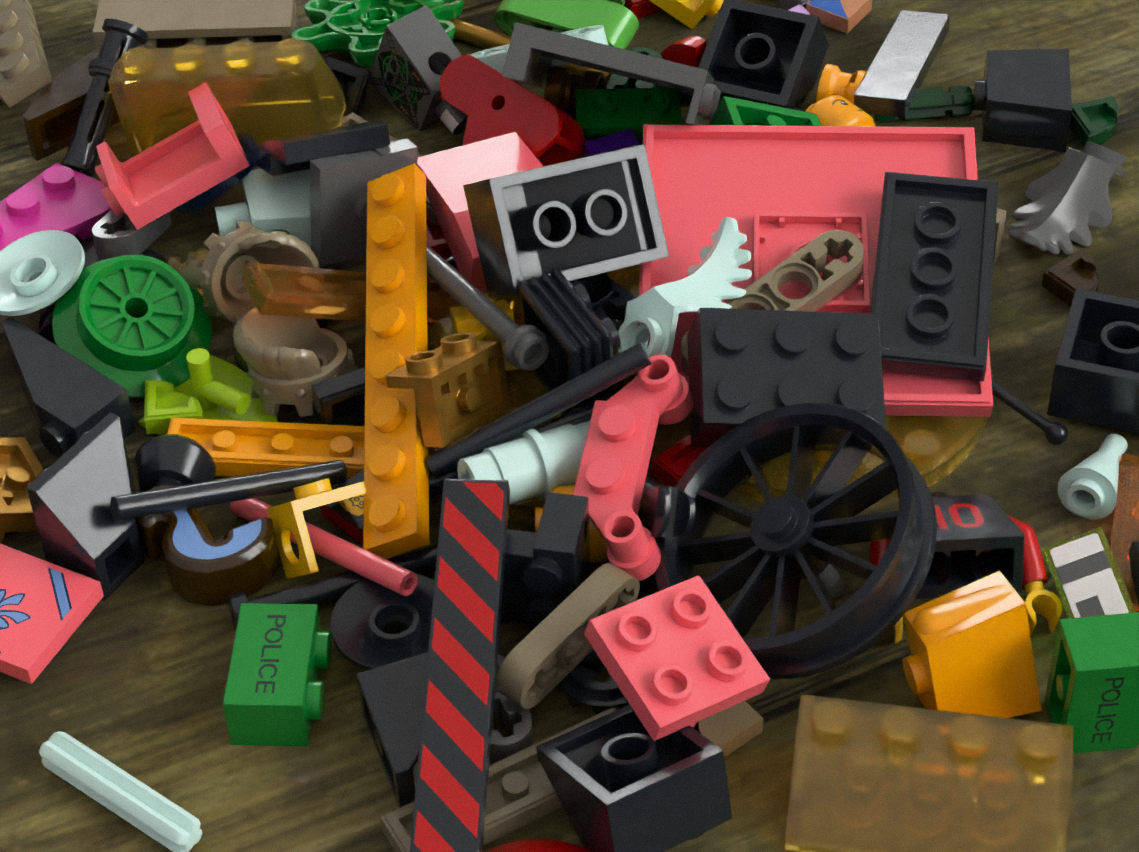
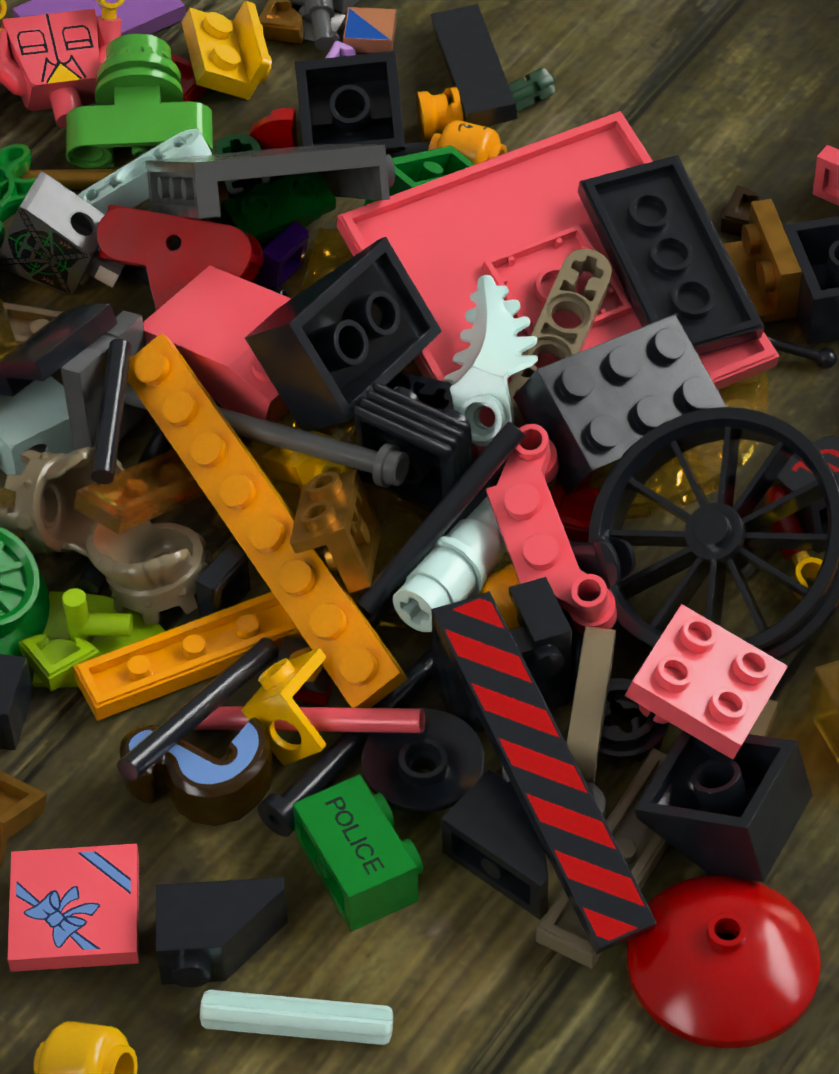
camera: 30 degrees left, 5 degrees up
(75, 510) = (83, 786): slope -> none
(107, 681) = (215, 927): none -> black slope
(172, 461) = (115, 710): black cone -> none
(325, 211) = (111, 412): none -> black bar
(1025, 98) = (600, 61): black torso -> none
(1039, 326) = (767, 264): none -> pearl gold bracket
(1069, 201) = (700, 139): dark grey plant -> none
(1094, 120) = (661, 62): dark green tile -> none

